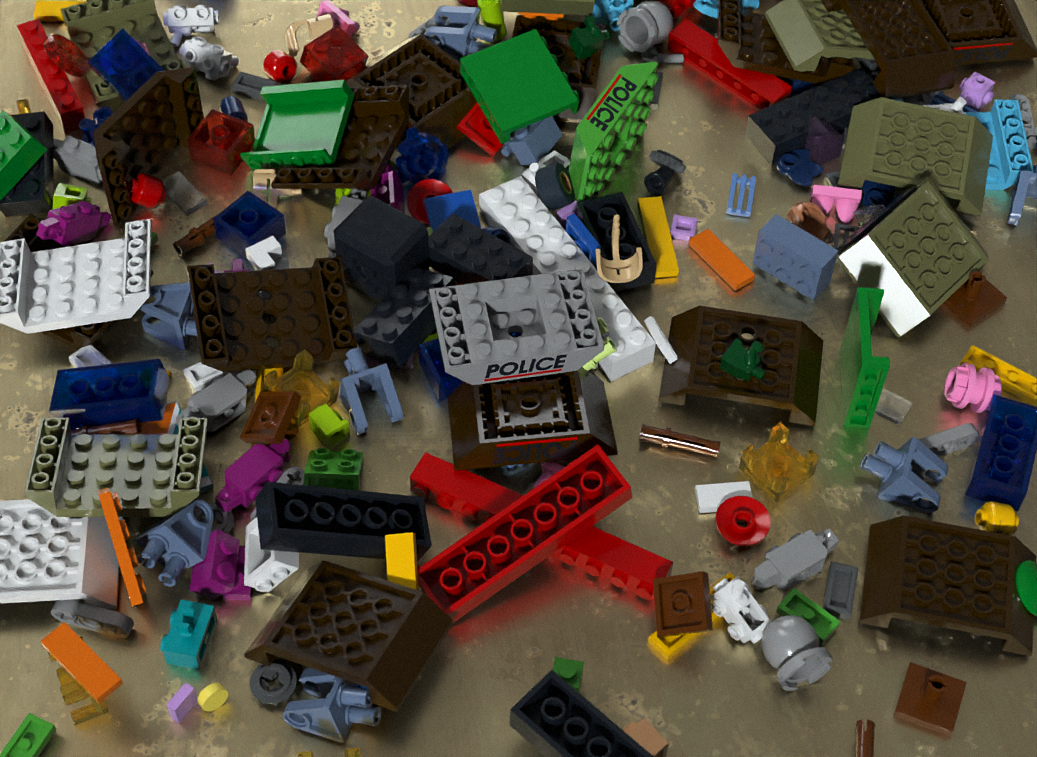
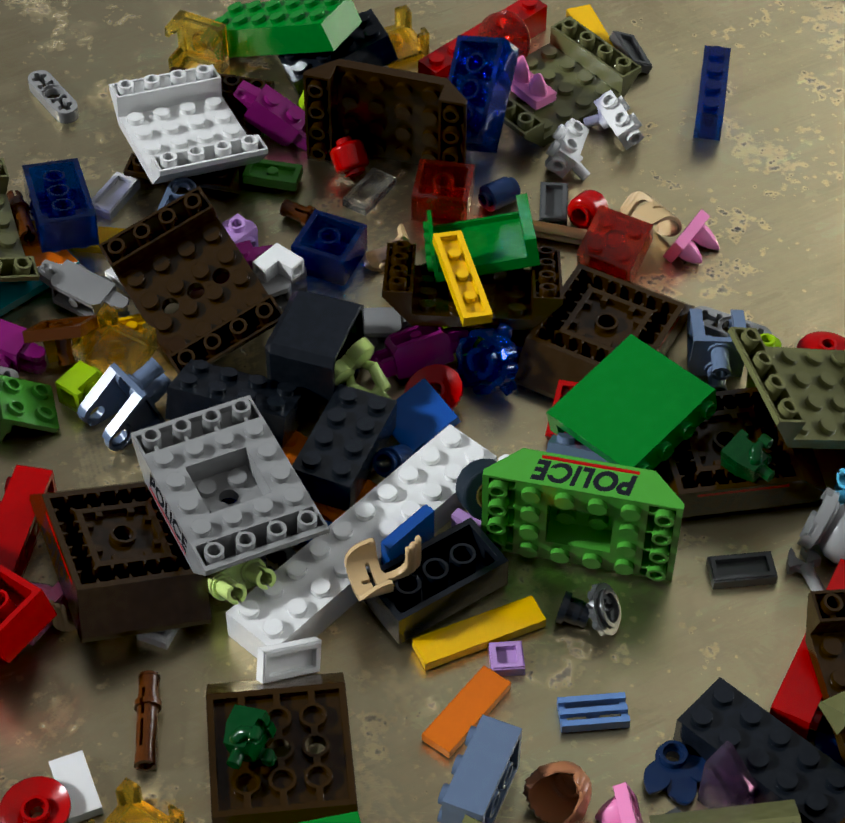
camera: 75 degrees right, 5 degrees down
(354, 137) = (462, 278): none -> yellow plate

